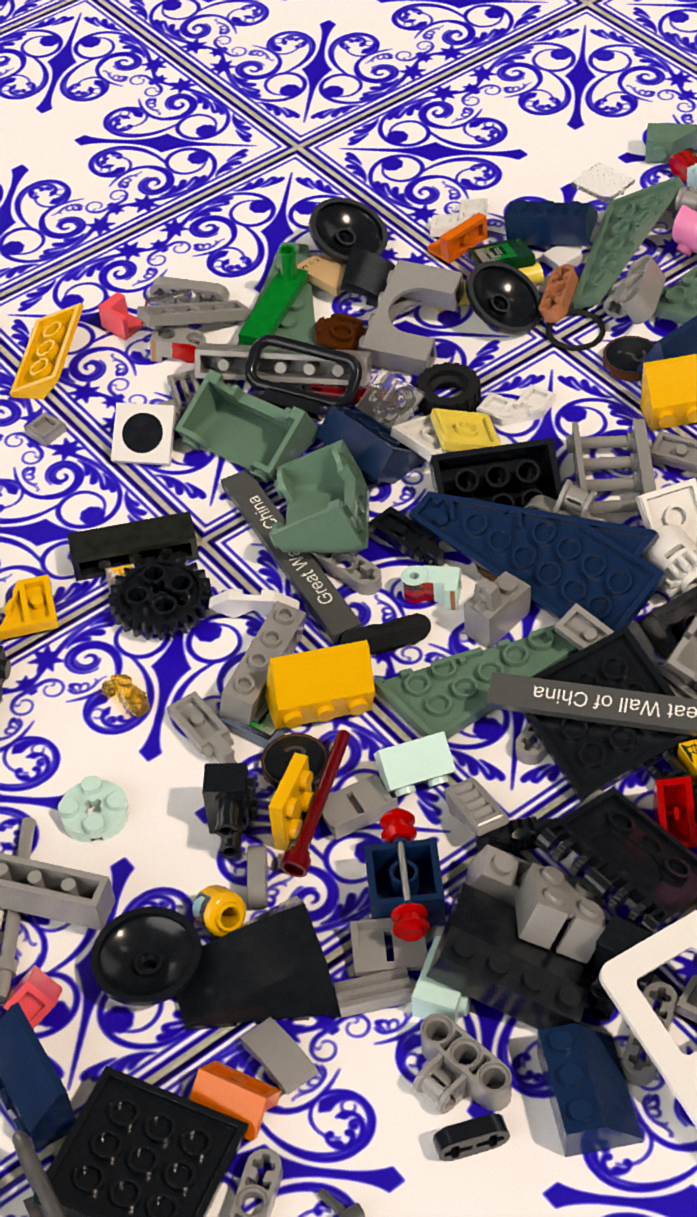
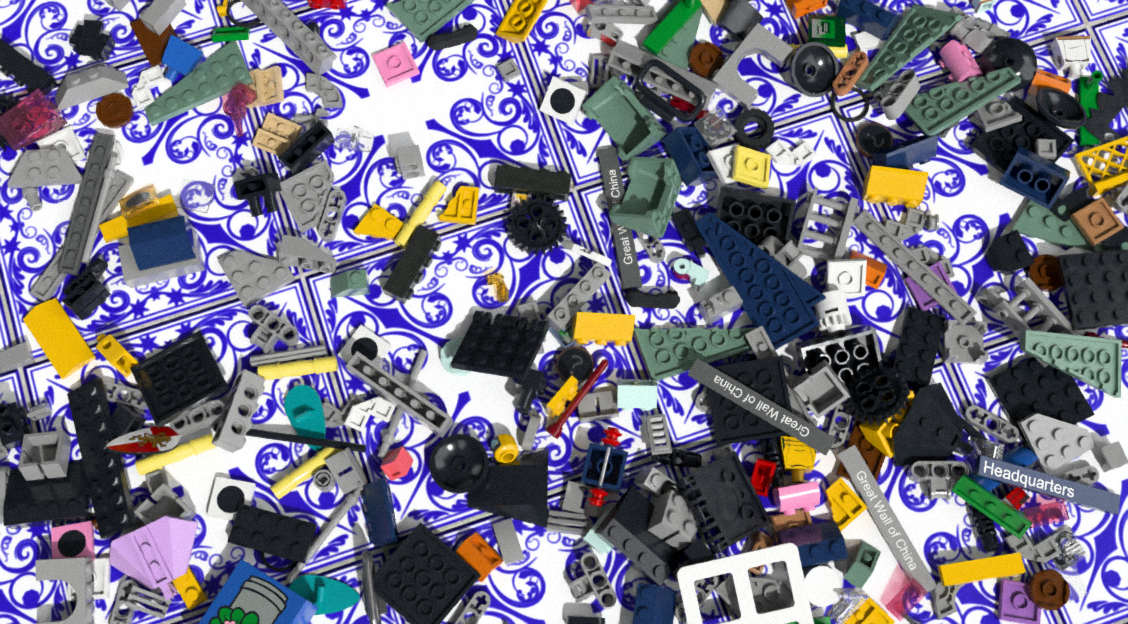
camera: 15 degrees right, 25 degrees up
(157, 758) = (499, 348): none -> black hinge

